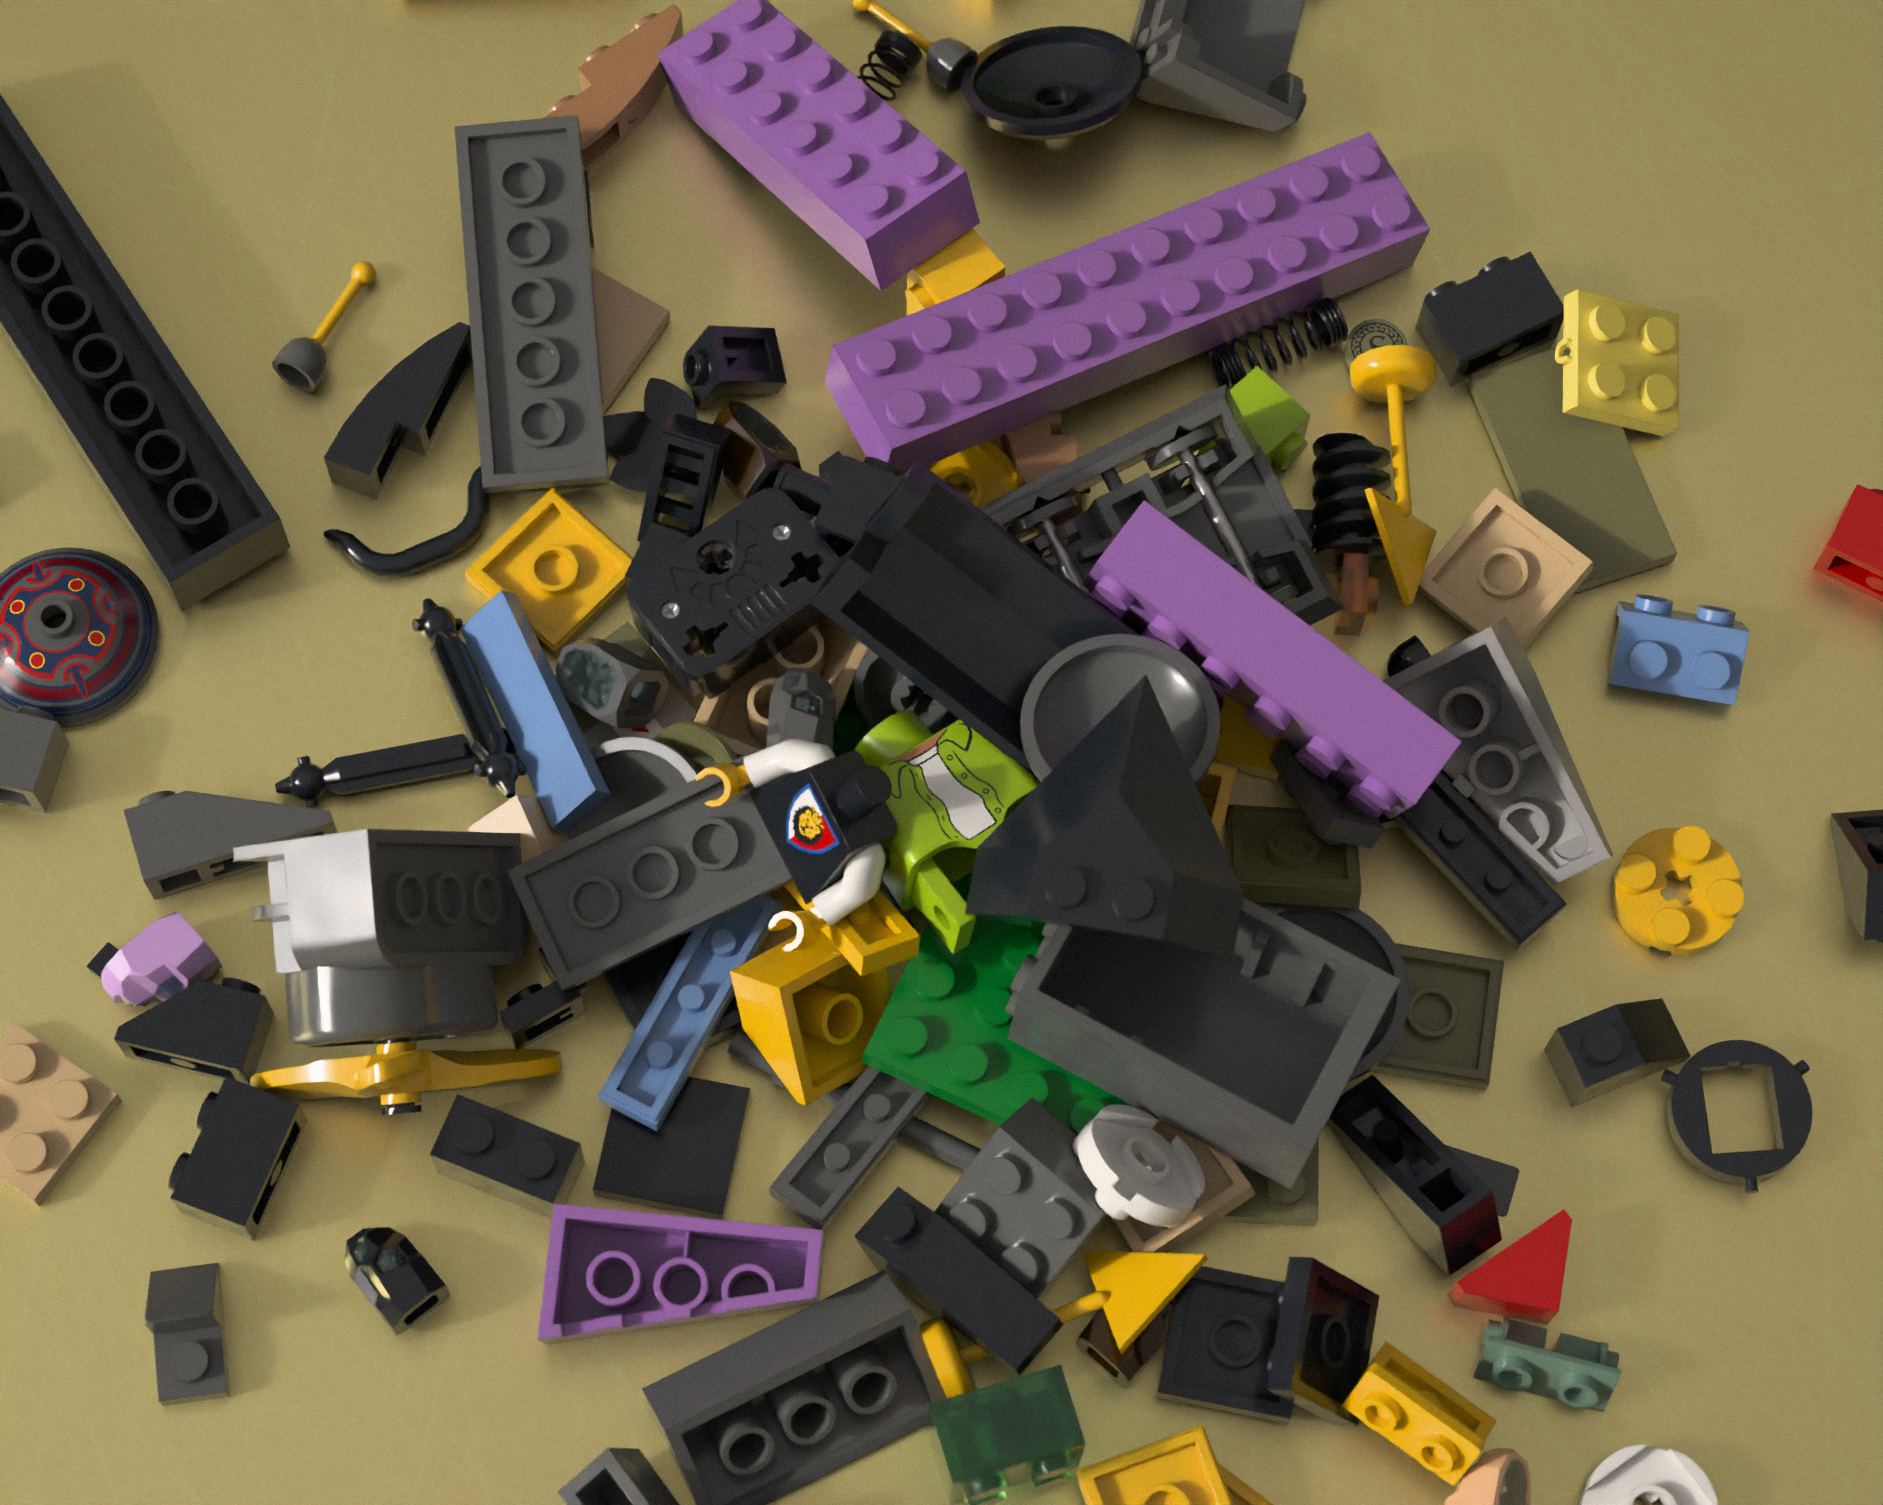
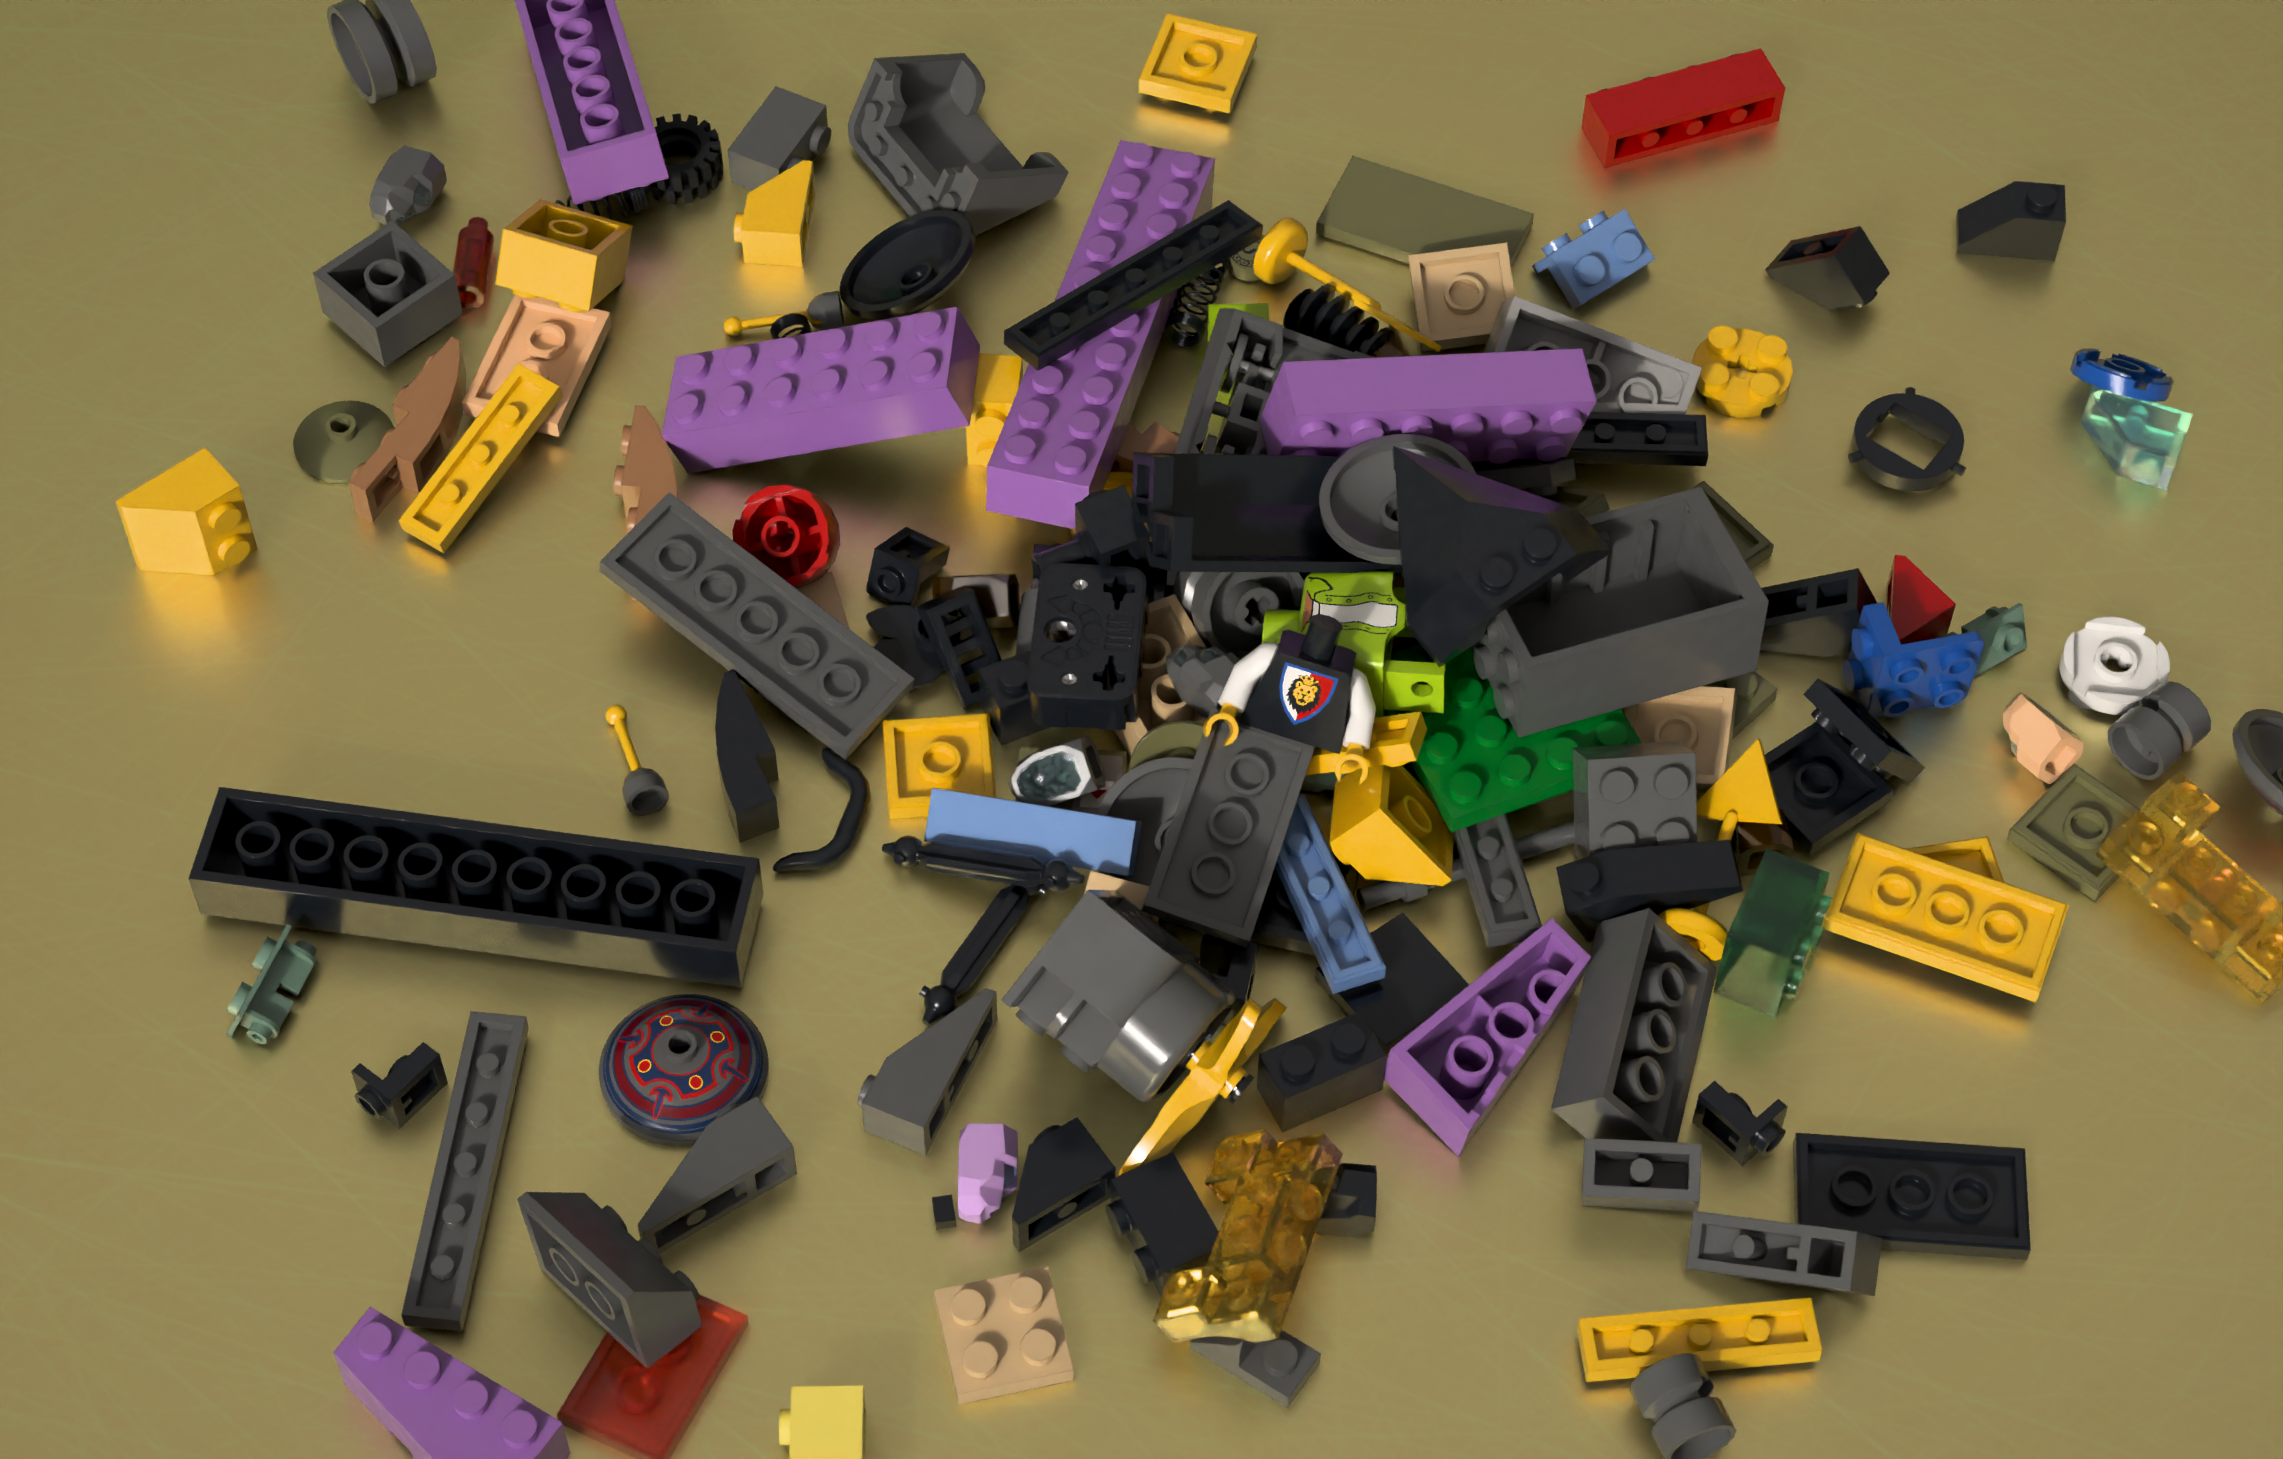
camera: 45 degrees left, 15 degrees down
(272, 1250) = (1263, 1241): none -> clear yellow bracket
(652, 246) = (789, 533): none -> red cylinder
(1138, 1167) = (1680, 721): white plate -> none
(1176, 290) = (1132, 285): none -> black tile
(1420, 1414) = (1953, 723): yellow bracket -> none
(1423, 1334) = (1907, 676): none -> blue bracket
(1490, 317) = (1292, 180): black brick -> none
(1557, 116) = (1198, 63): none -> yellow plate
(1614, 1048) = (1810, 475): black slope -> none
(1620, 363) = (1393, 144): light yellow plate -> none

